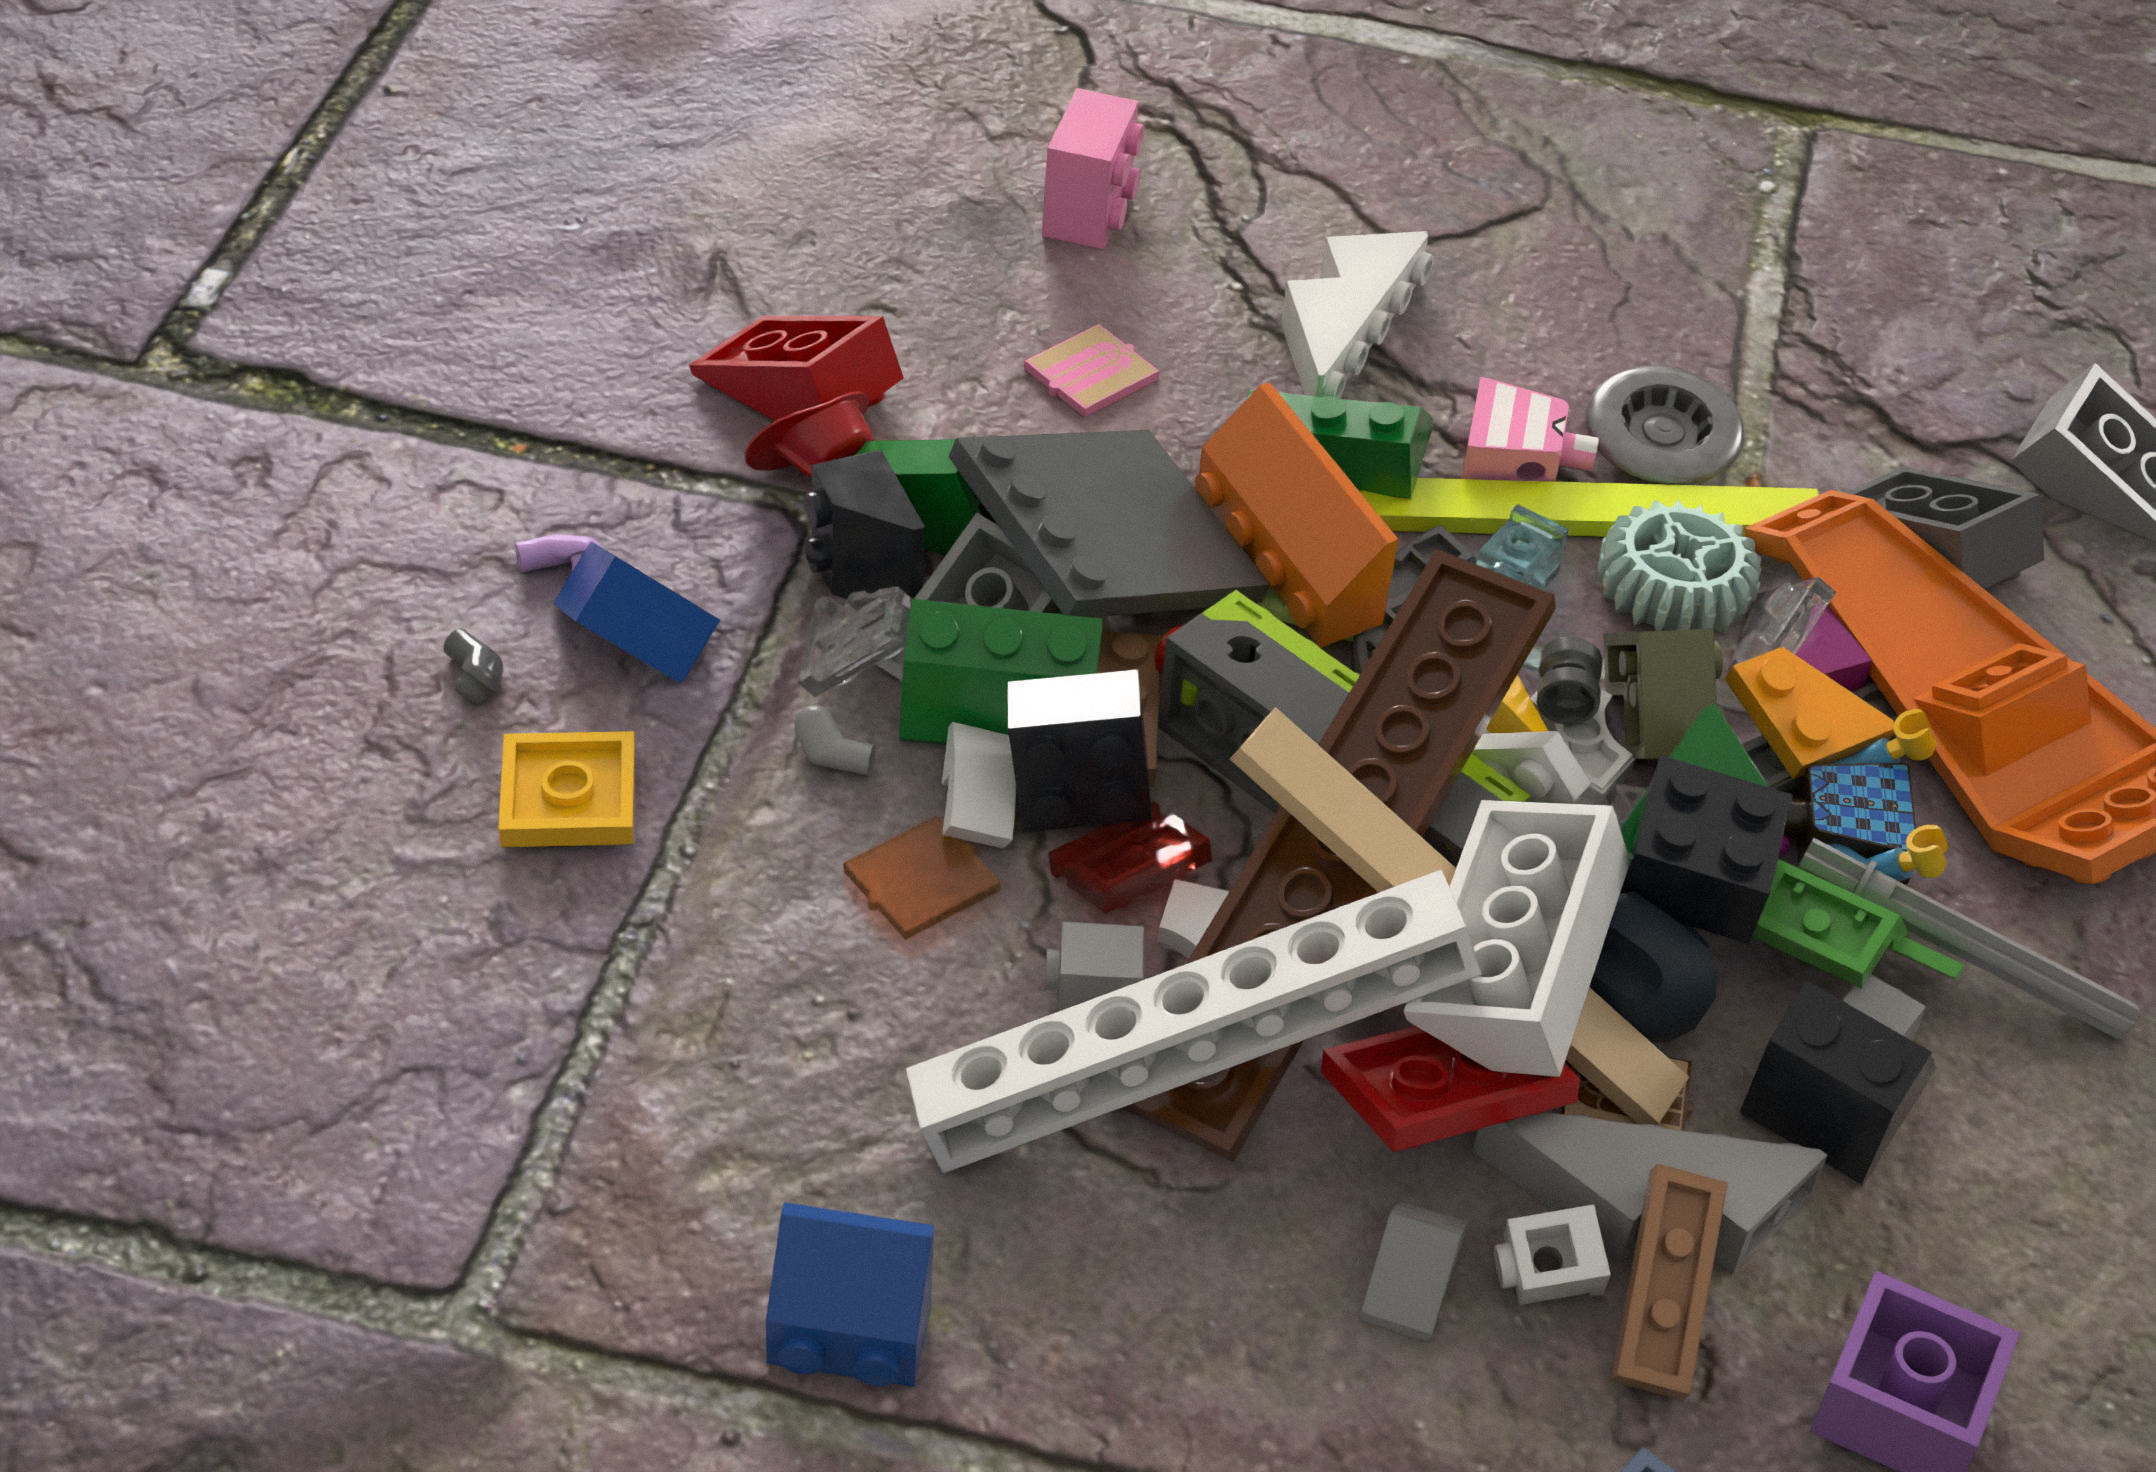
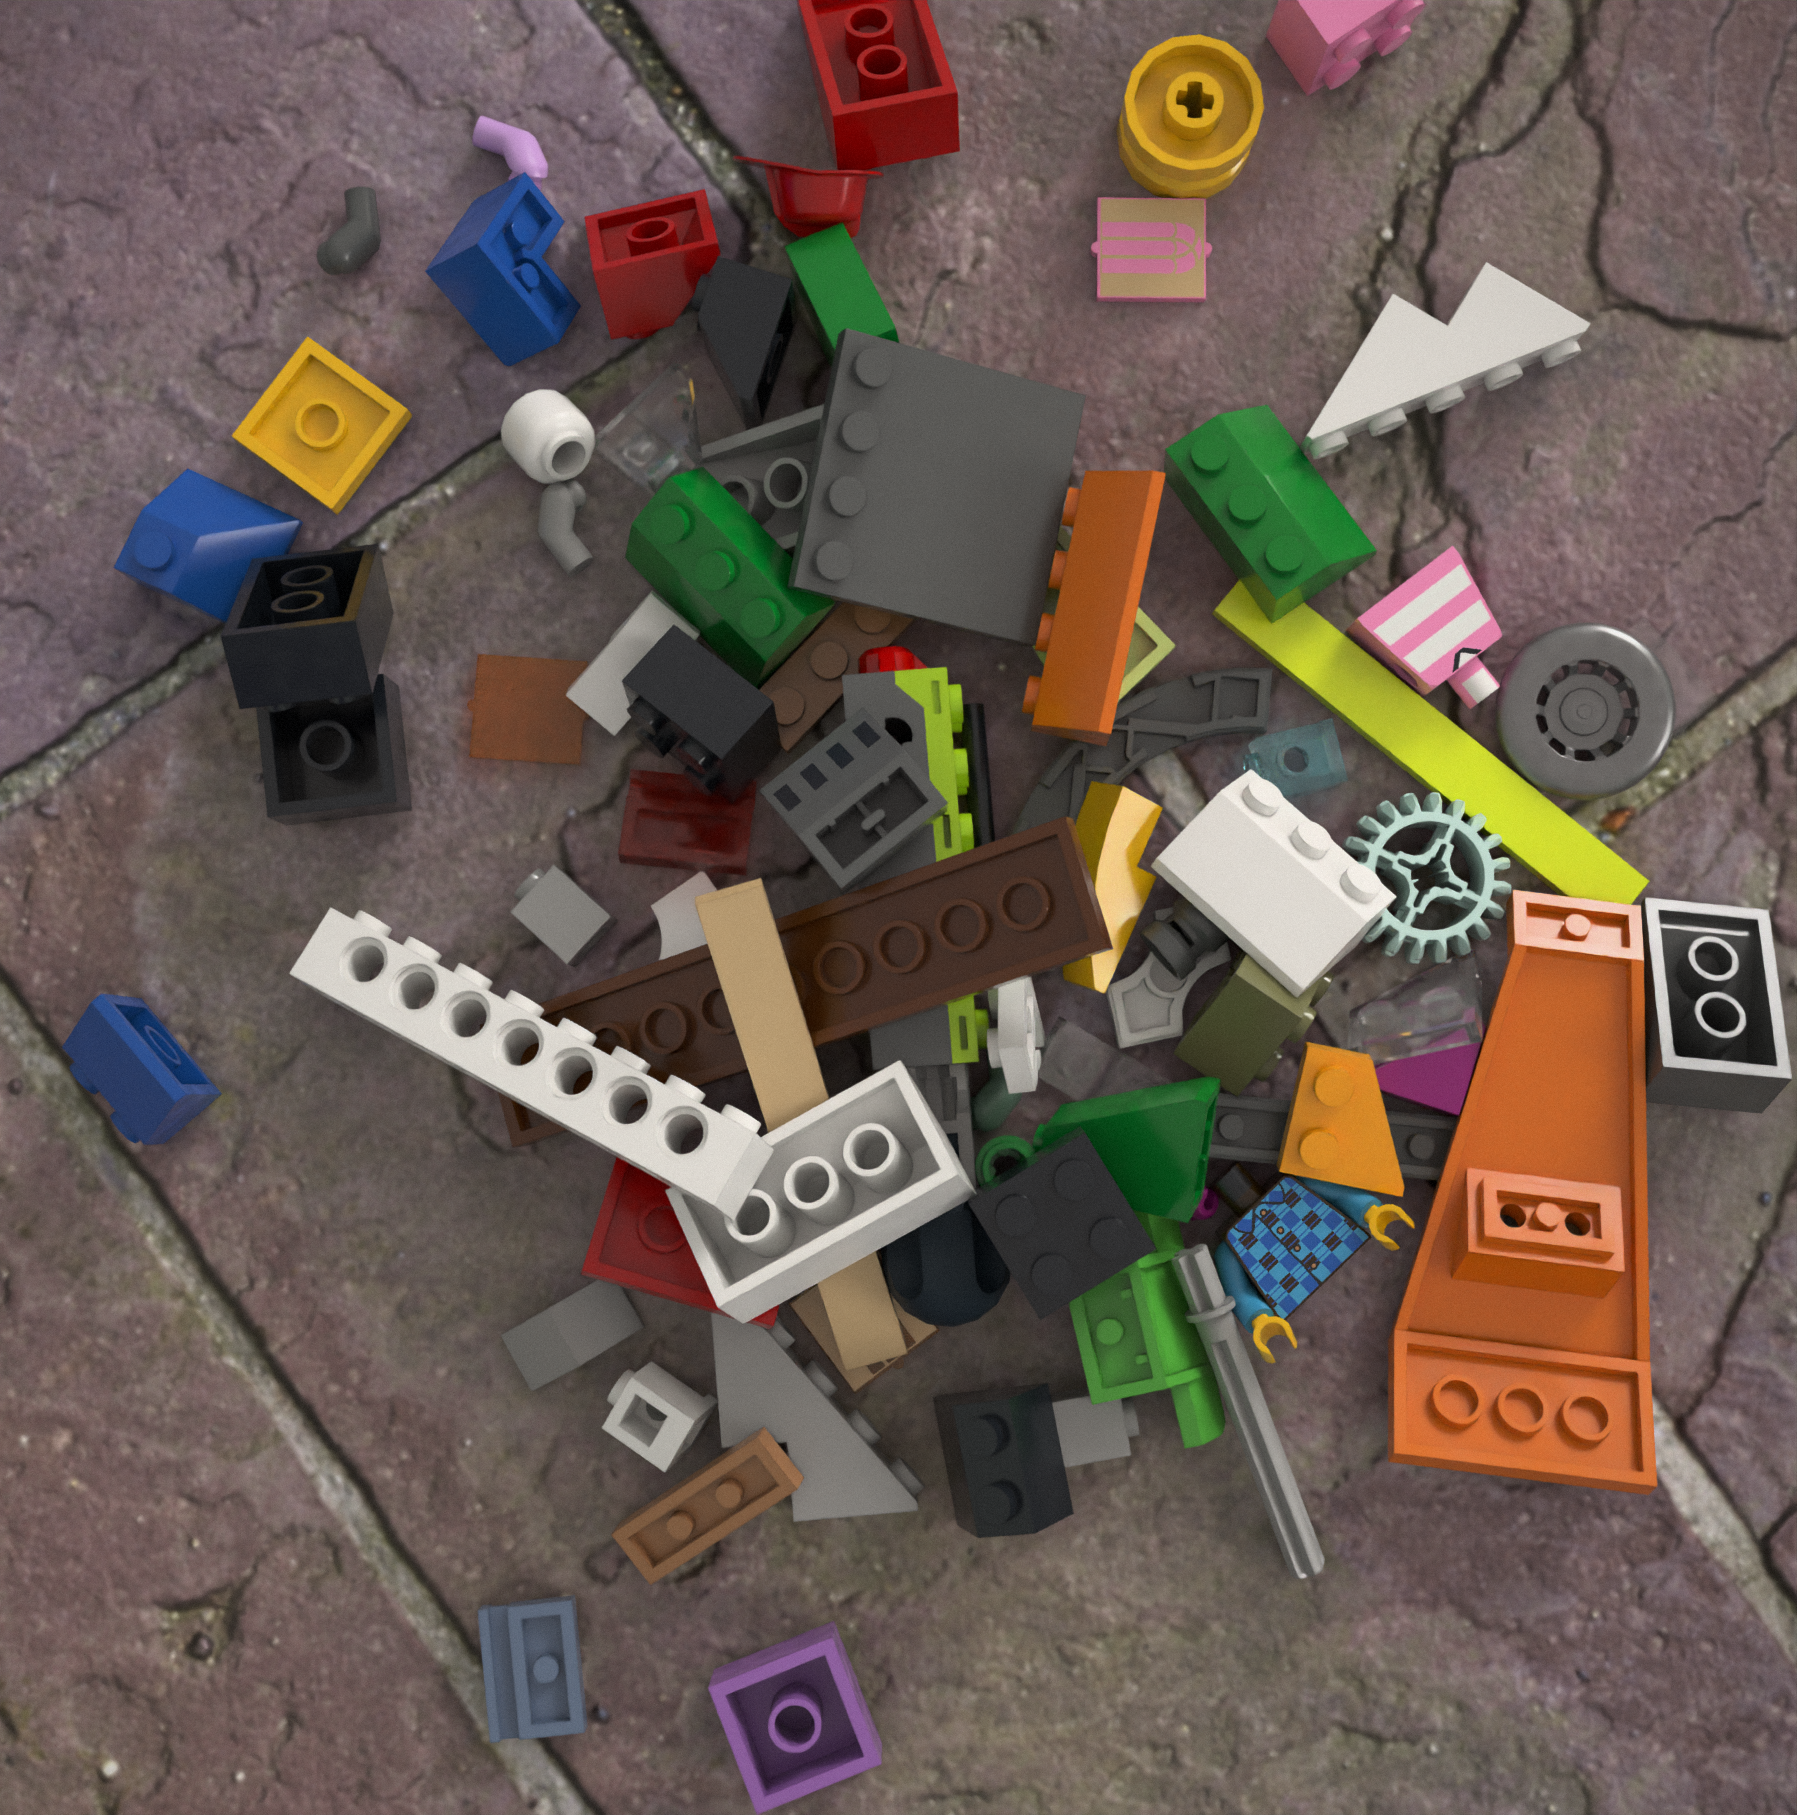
camera: 45 degrees right, 40 degrees up
(550, 931) = (200, 542): none -> blue slope
(712, 868) = (308, 628): none -> black brick
(742, 550) = (650, 261): none -> red slope
(767, 683) = (548, 436): none -> white head
(797, 969) = (335, 758): none -> black brick
(1046, 276) = (1189, 117): none -> yellow wheel
(1268, 659) = (854, 800): none -> dark grey slope
(1607, 593) = (1274, 882): none -> white slope

